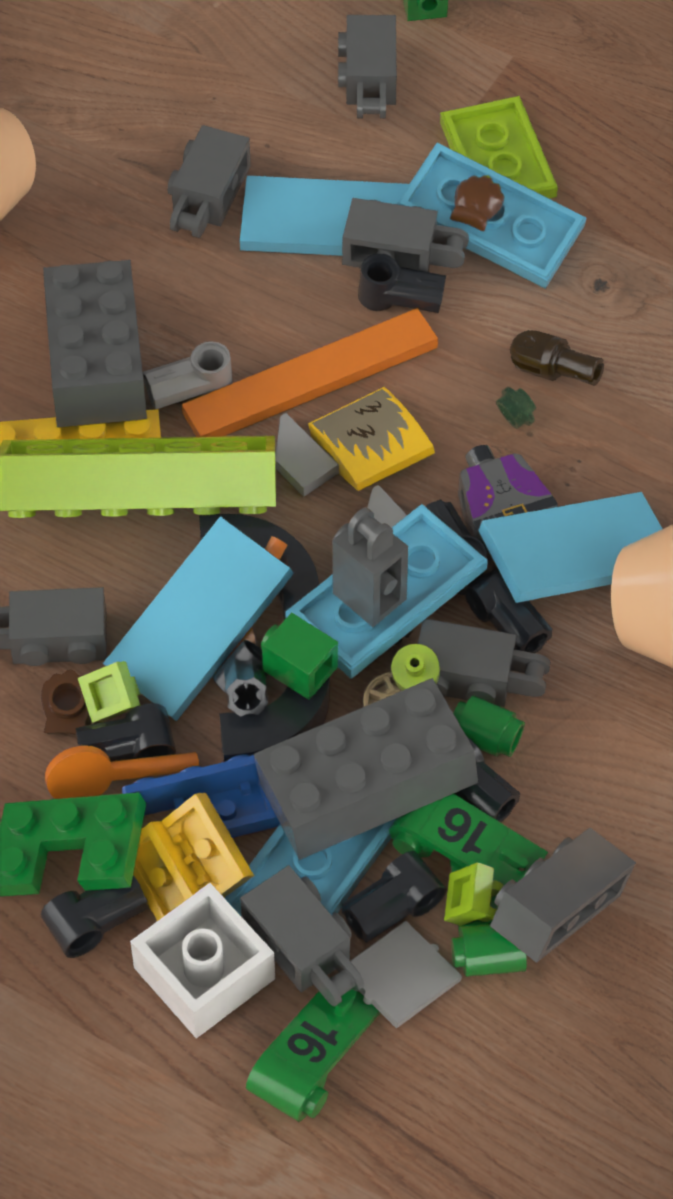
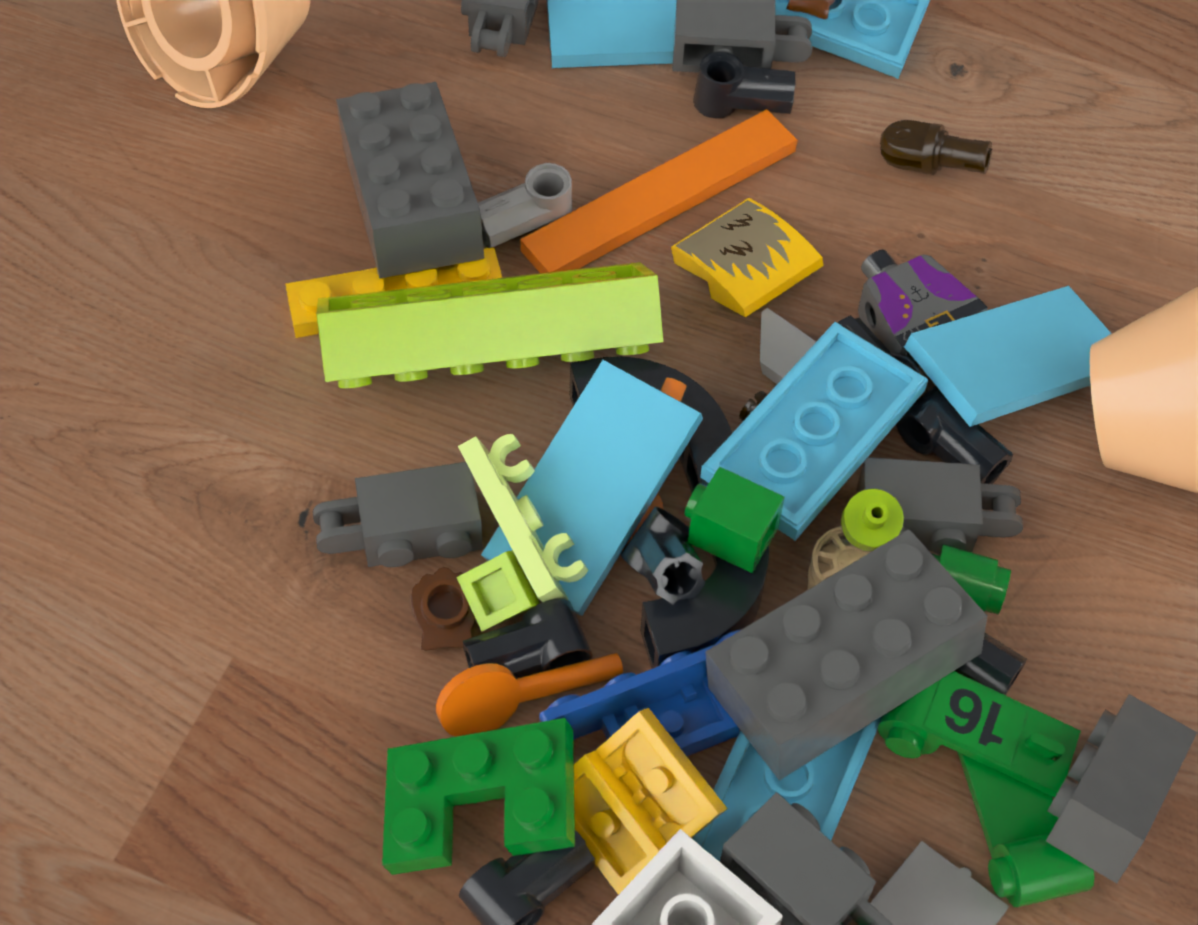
camera: 10 degrees left, 0 degrees up
(133, 636) = (519, 517): none -> yellowish green plate
(301, 458) = (680, 290): light grey tile -> none
(369, 567) = (805, 399): dark grey brick -> none
(404, 889) = (912, 802): black piece -> none
(471, 894) = (1004, 799): lime tile -> none
(516, 407) = (904, 205): clear green plate -> none

